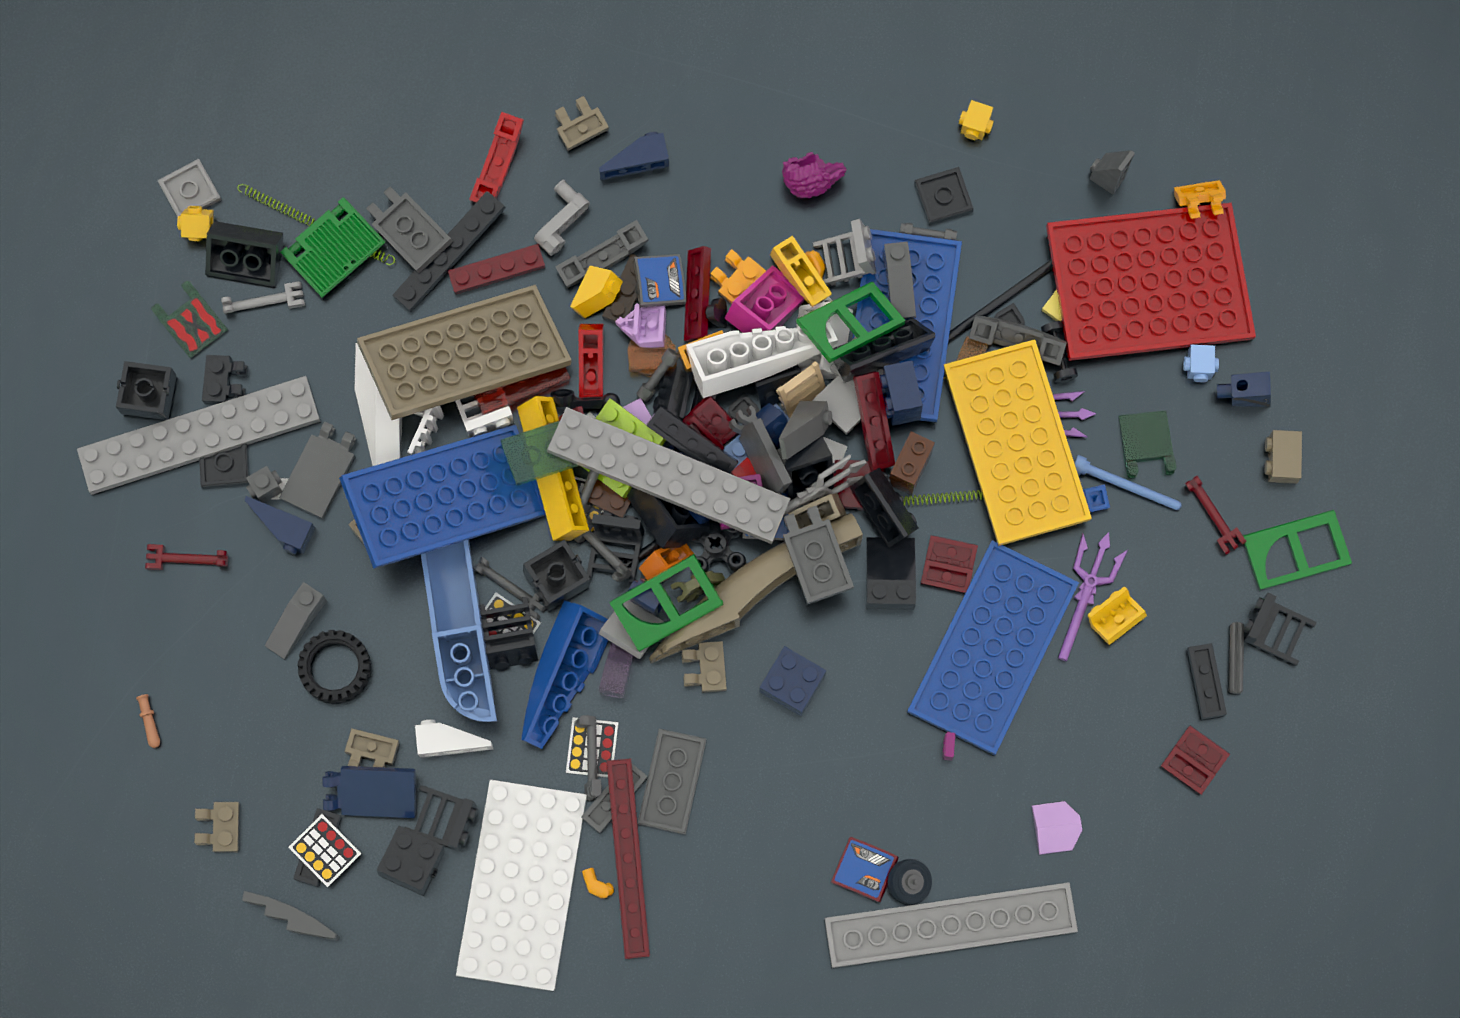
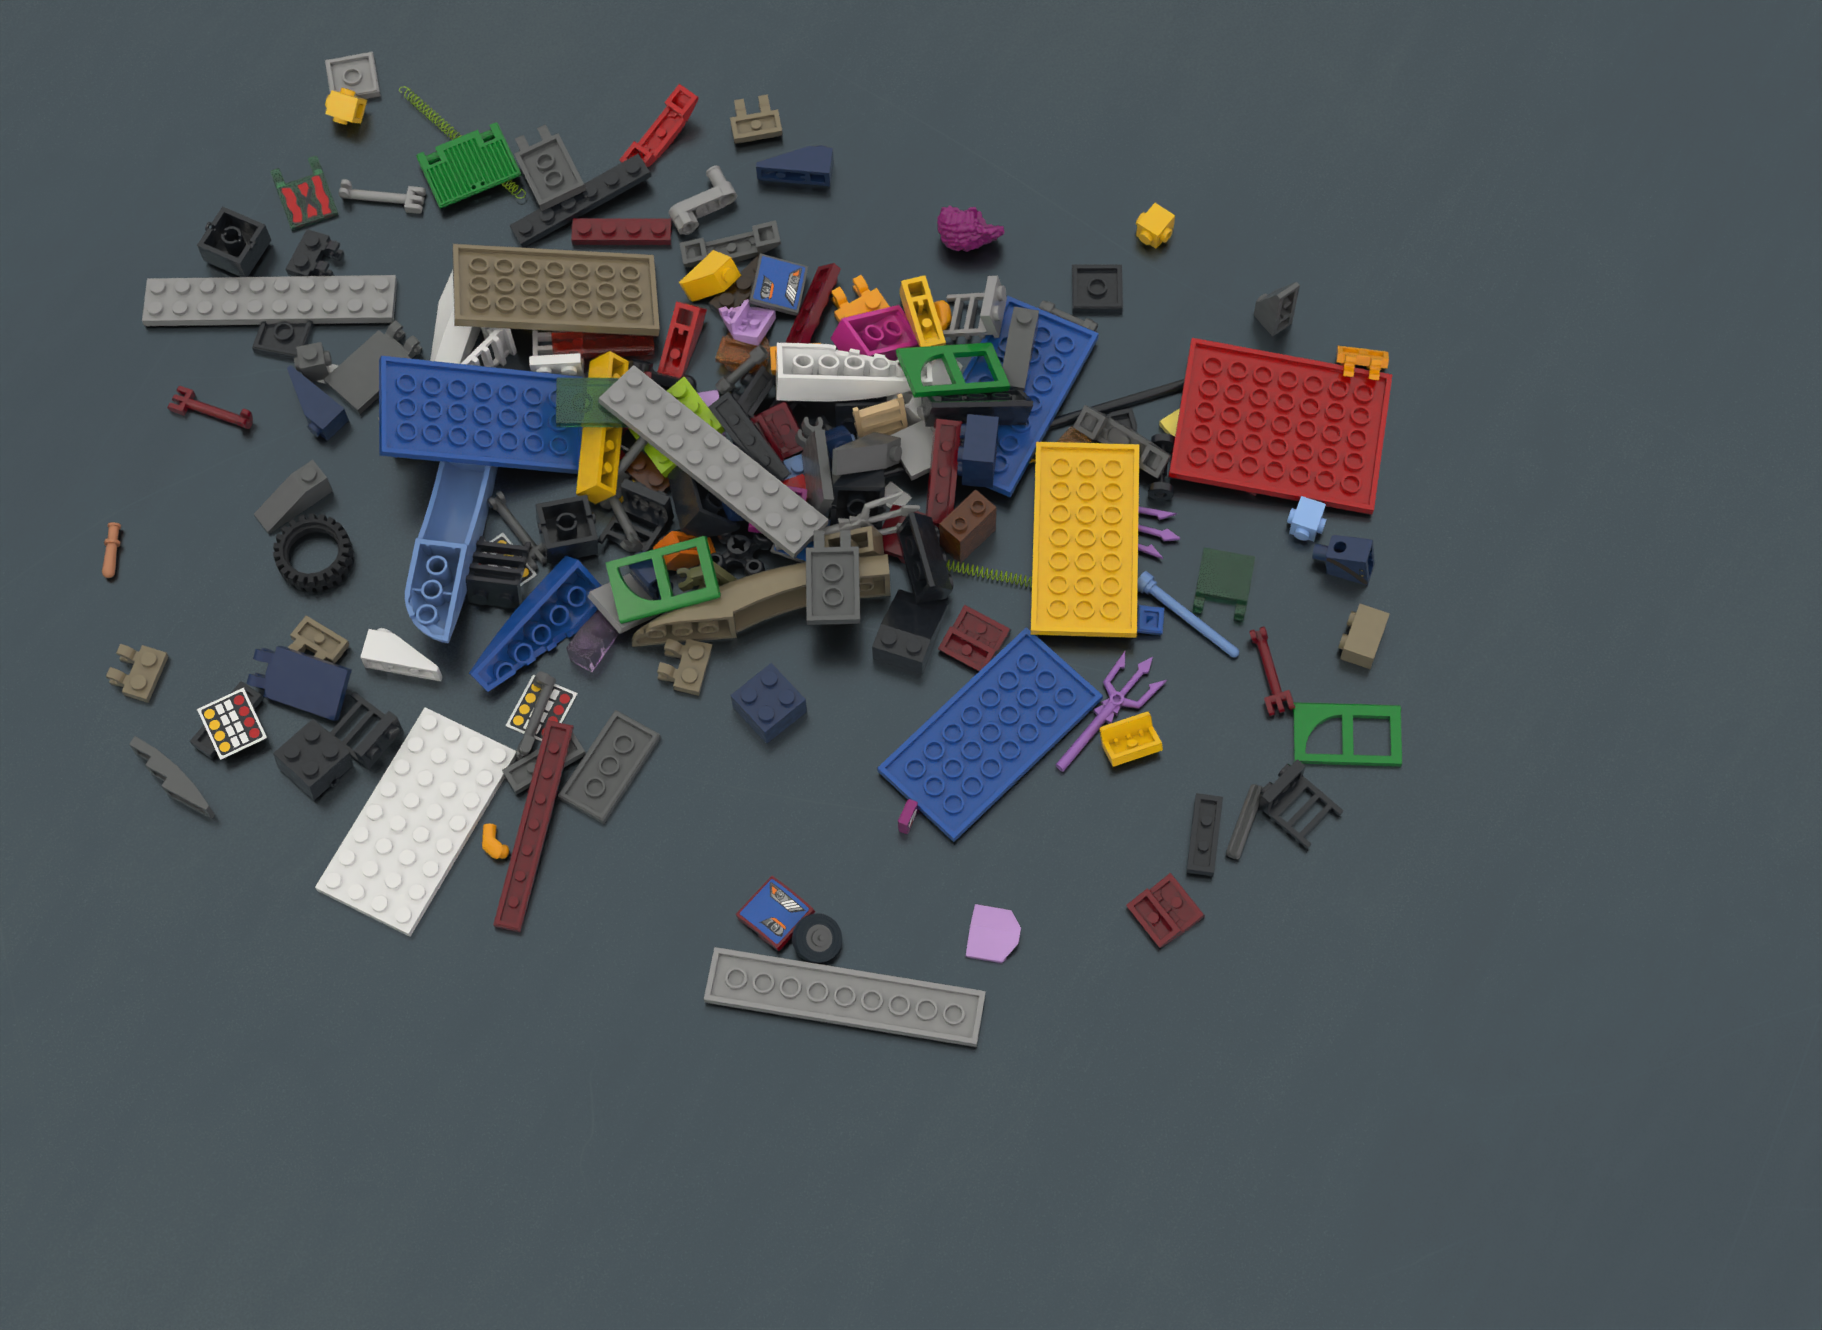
camera: 20 degrees right, 10 degrees down
(243, 253) = (379, 147): black slope -> none
(717, 312) = (824, 329): black tile -> none

